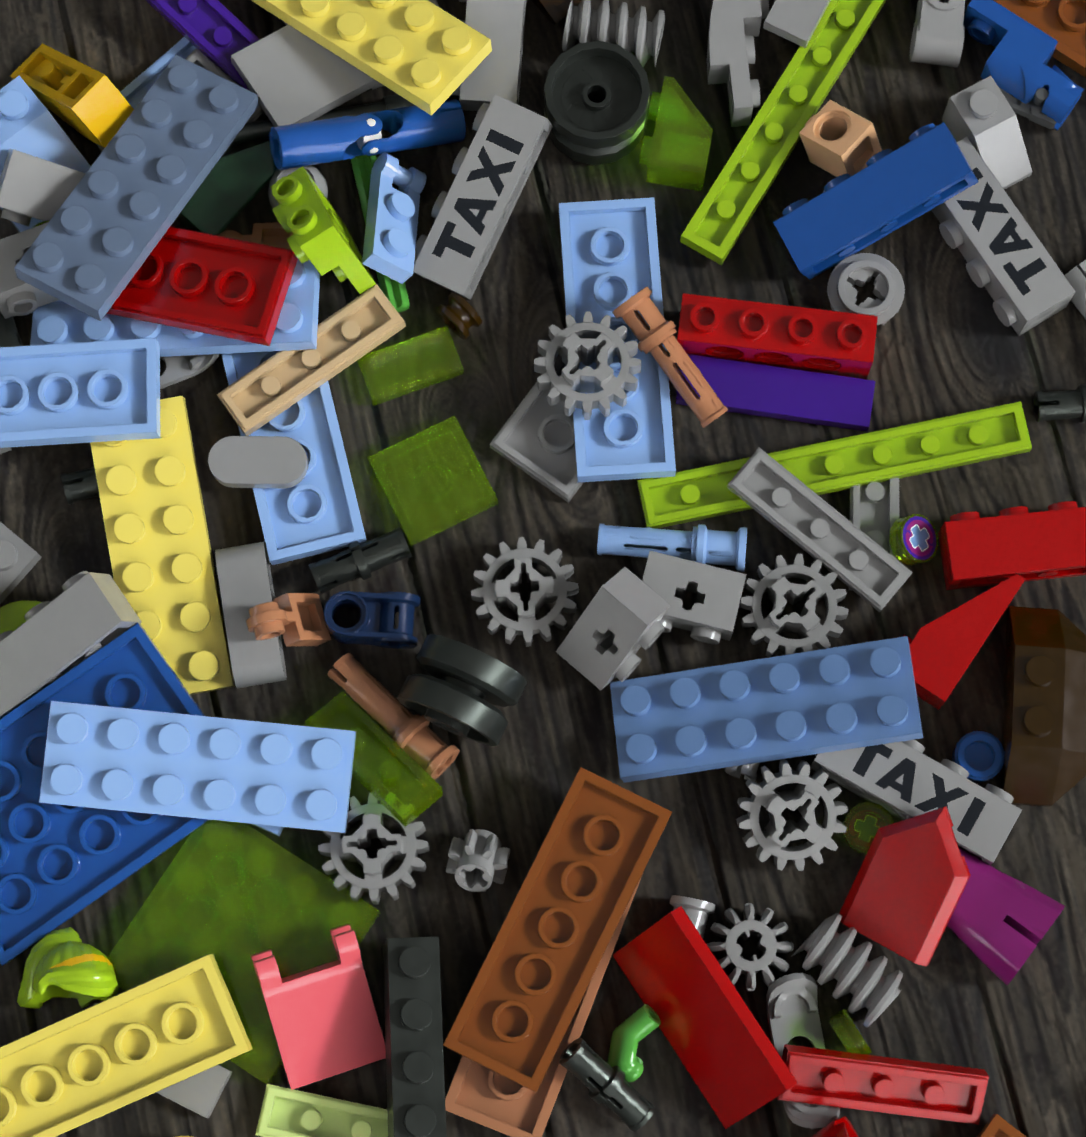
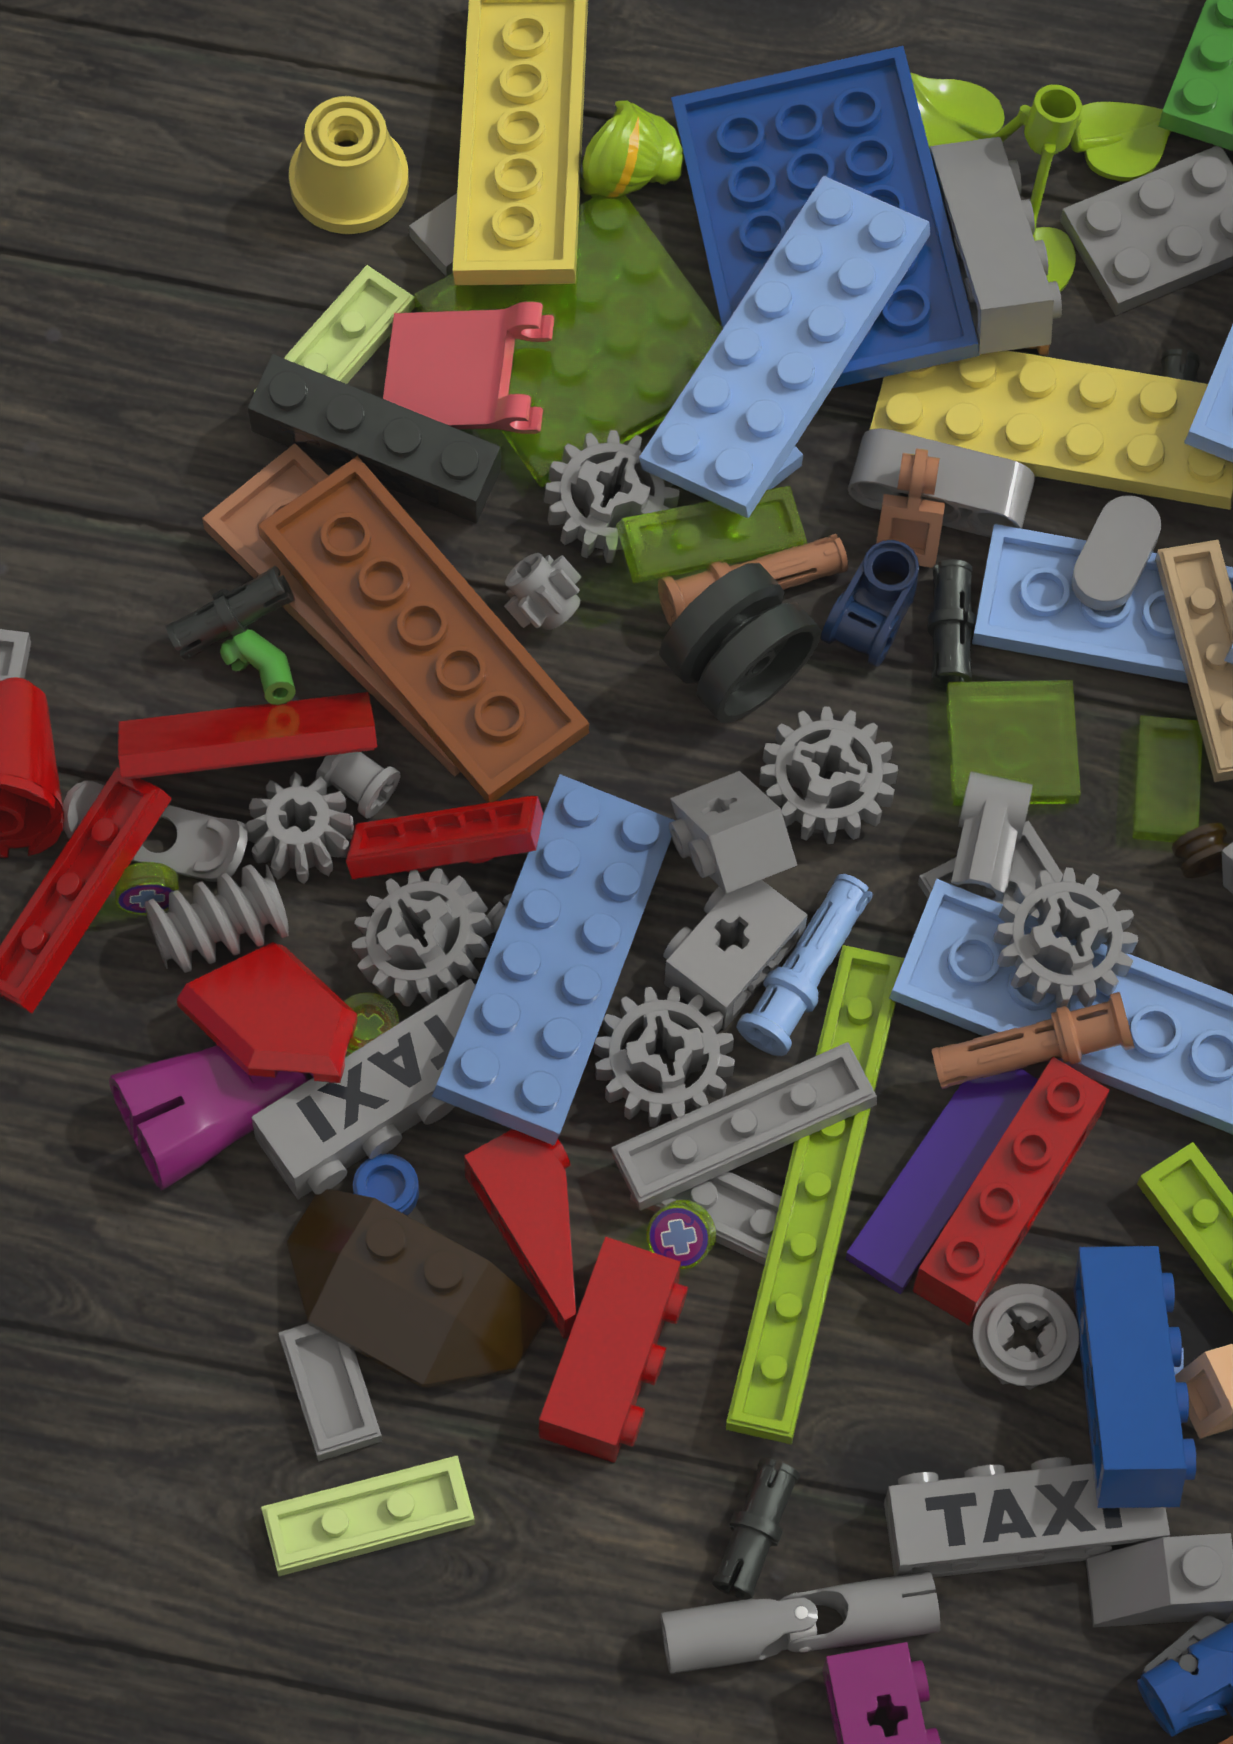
camera: 110 degrees right, 10 degrees down
(510, 460) = (991, 824): none -> light grey piece
(712, 833) = (445, 837): none -> red plate

